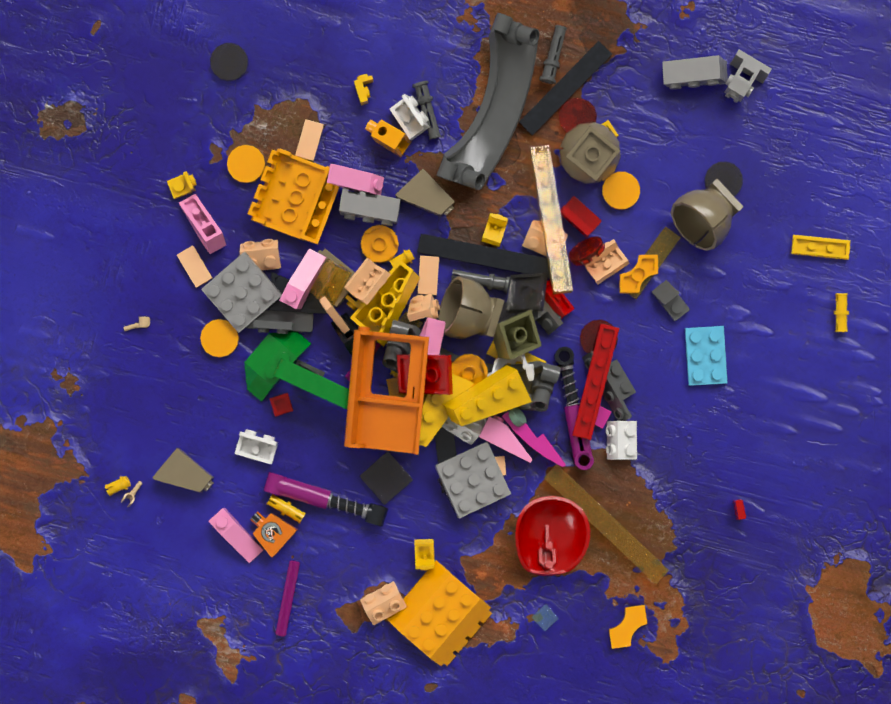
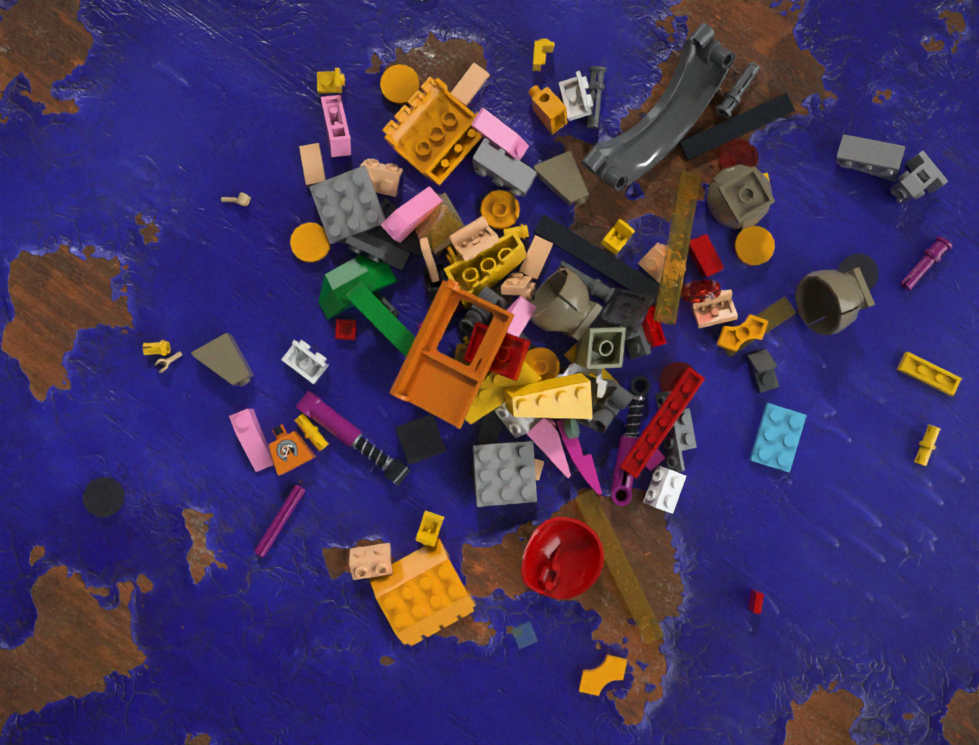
camera: 15 degrees right, 0 degrees up
(121, 637) = (104, 496): none -> clear smoke tile
(783, 140) = (931, 257): none -> magenta pin

